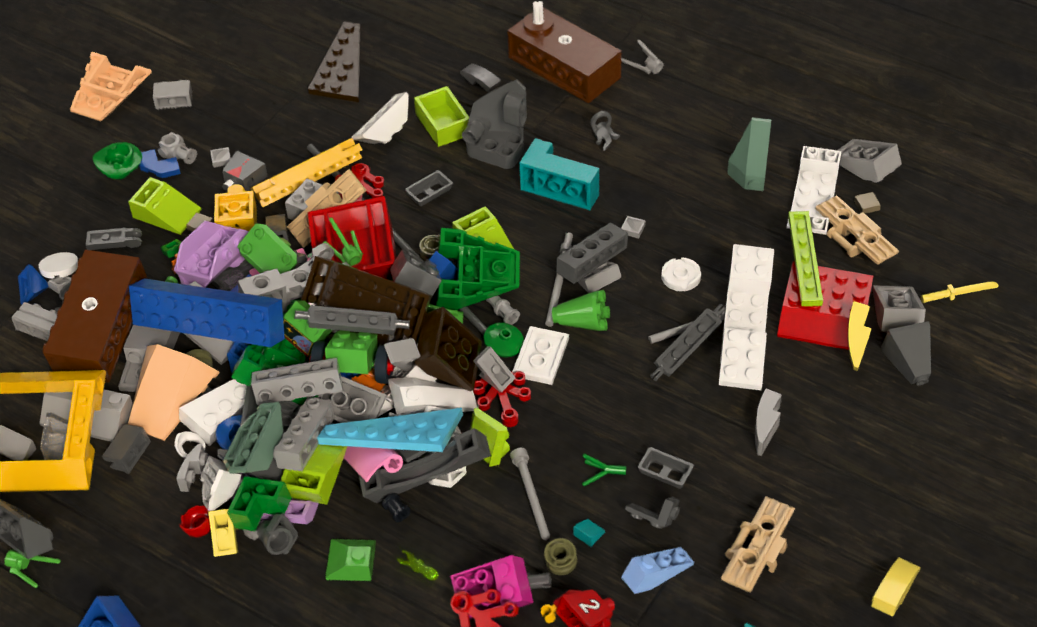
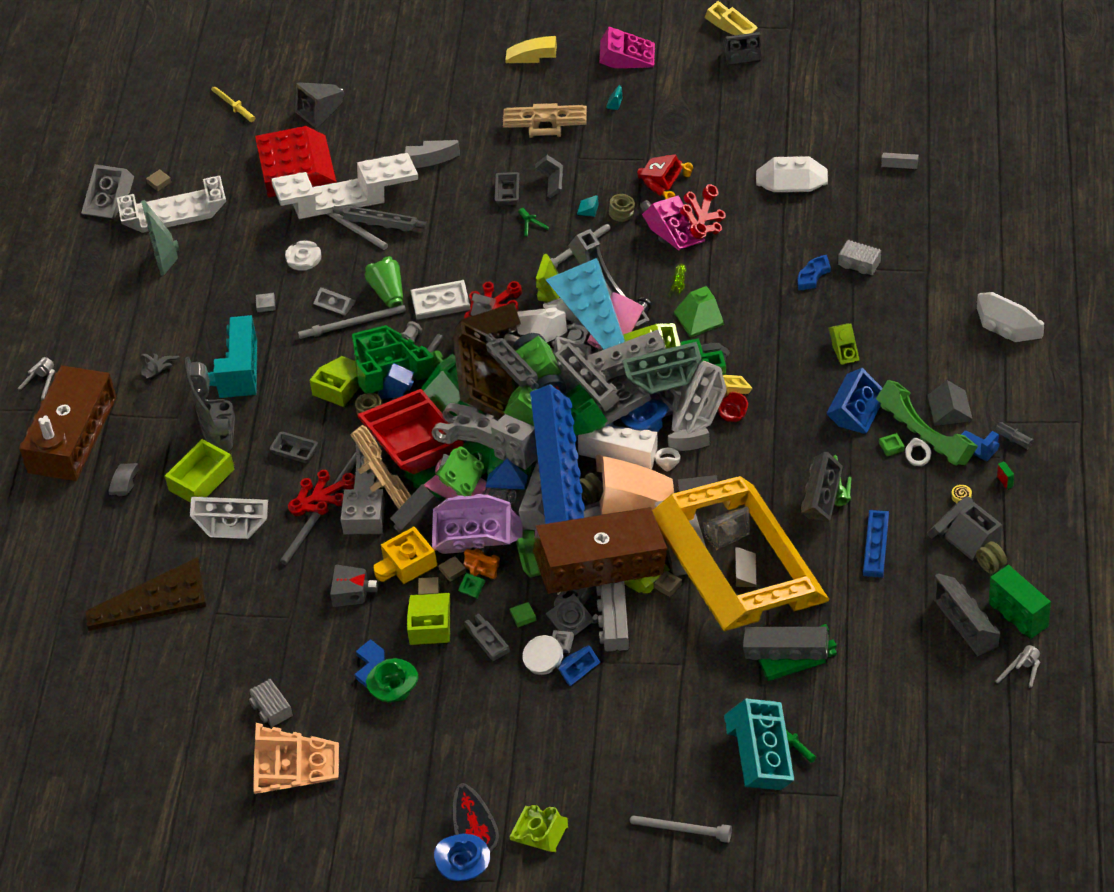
camera: 115 degrees left, 0 degrees up
(173, 146) = (345, 656): light grey connector -> none
(220, 157) = (334, 620): light grey tile -> none
(312, 169) = (323, 533): yellow slope -> none
(351, 254) = (431, 414): bright green plant -> none
(402, 353) = (518, 328): light grey slope -> none
(415, 272) = (427, 366): dark grey brick -> none
(504, 346) = (439, 325): green dish -> none
(591, 252) = (317, 304): dark grey brick -> none
(655, 568) = (600, 160): light blue slope -> none
(805, 258) = (265, 166): lime plate -> none
(858, 333) = (324, 123): light yellow slope -> none
(860, 226) = (198, 164): tan piece -> none
(897, 307) = (273, 118): light grey slope -> none

